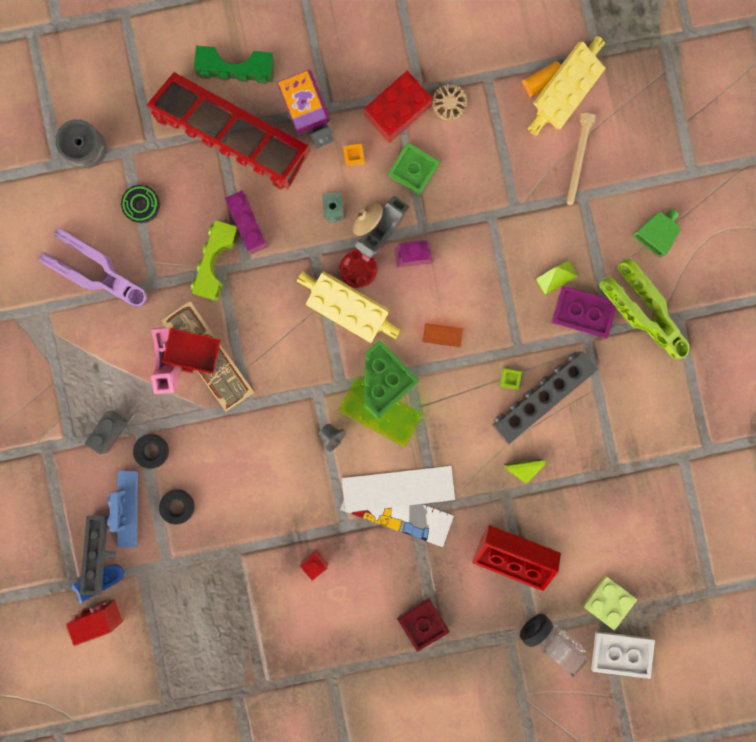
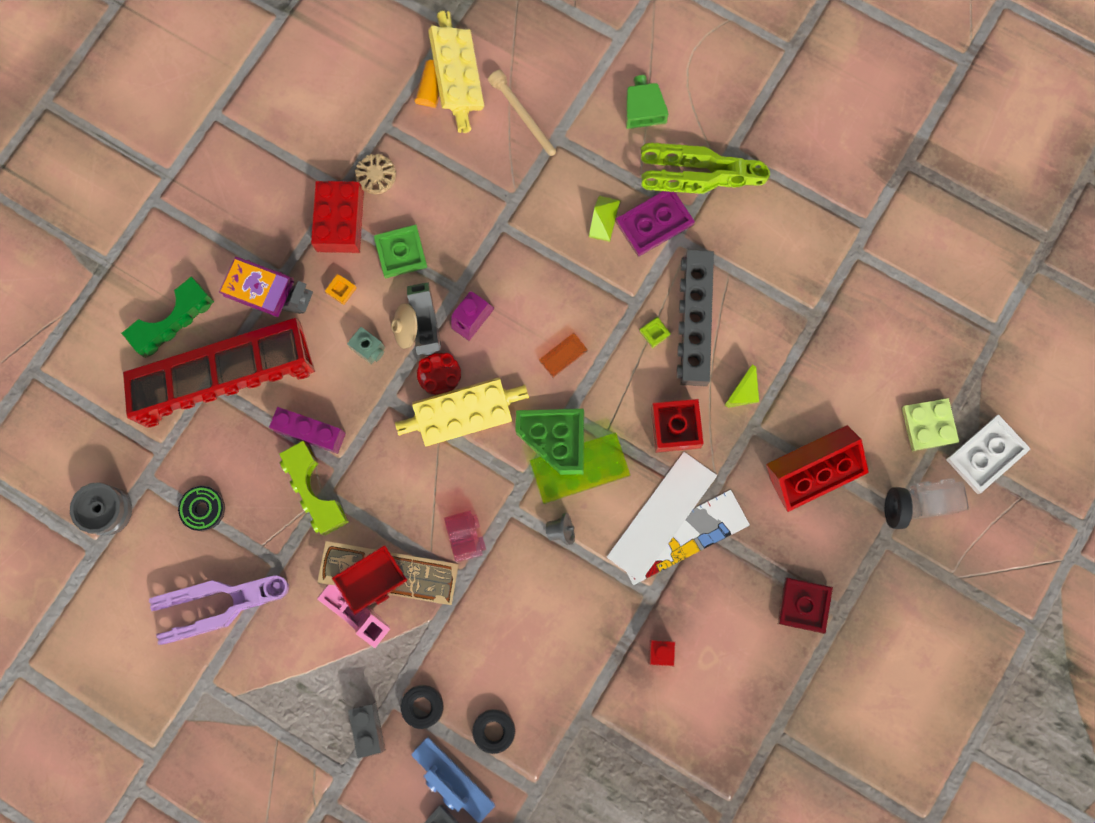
camera: 40 degrees left, 10 degrees down
(272, 381) = (464, 536): none -> clear pink brick
(462, 448) = (677, 425): none -> red brick

